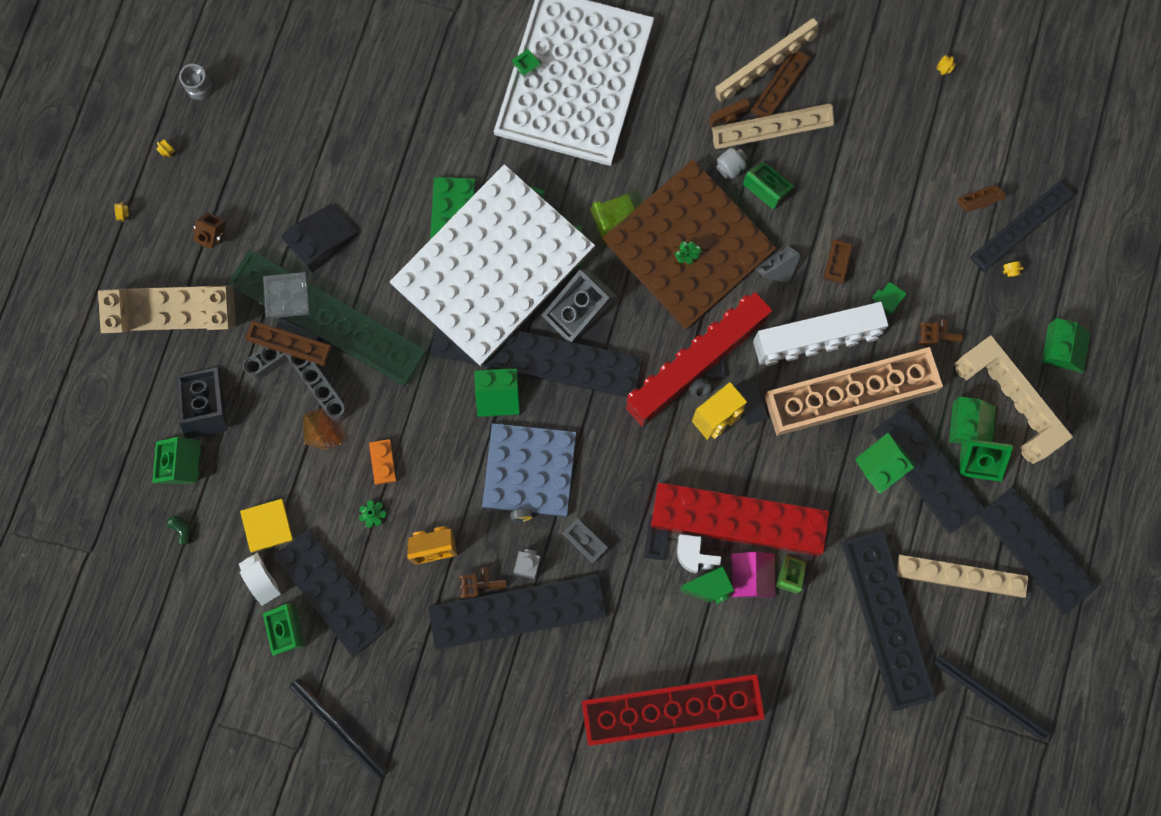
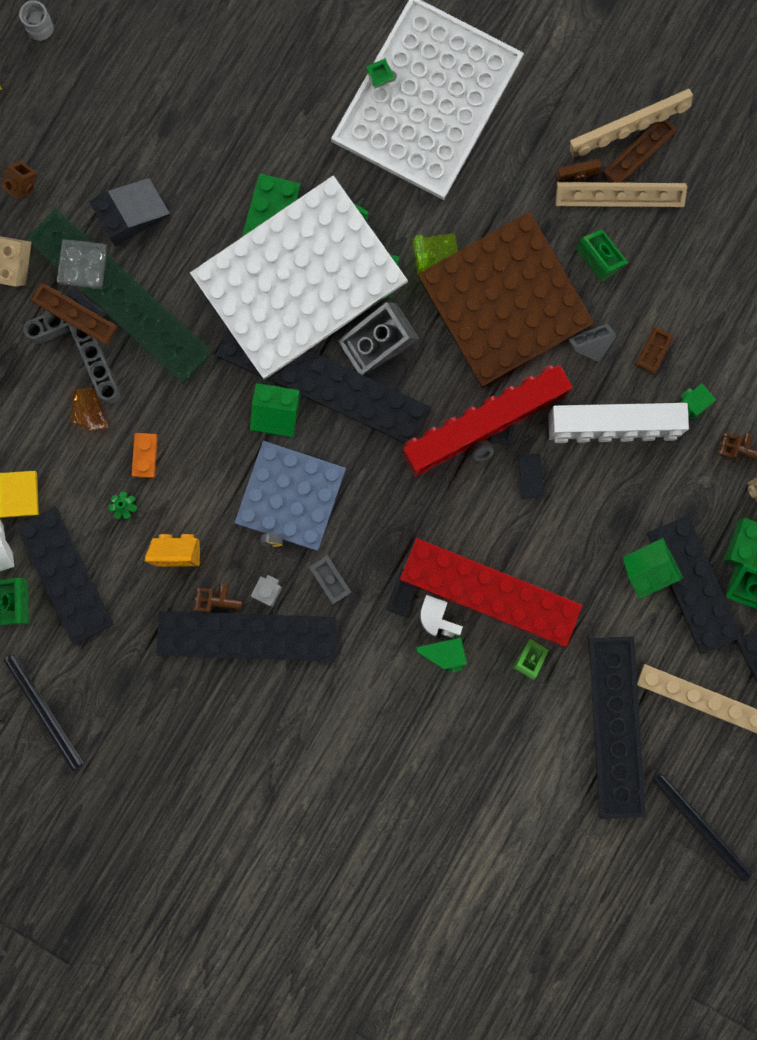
camera: 10 degrees right, 5 degrees up
(672, 710) = (378, 768): red brick -> none
(688, 252) = (501, 308): green plant -> none
(719, 411) = (494, 479): yellow brick -> none
(731, 163) = (569, 224): light grey head -> none
(753, 574) = (492, 651): dark pink slope -> none
(853, 391) = (637, 488): light nougat brick -> none

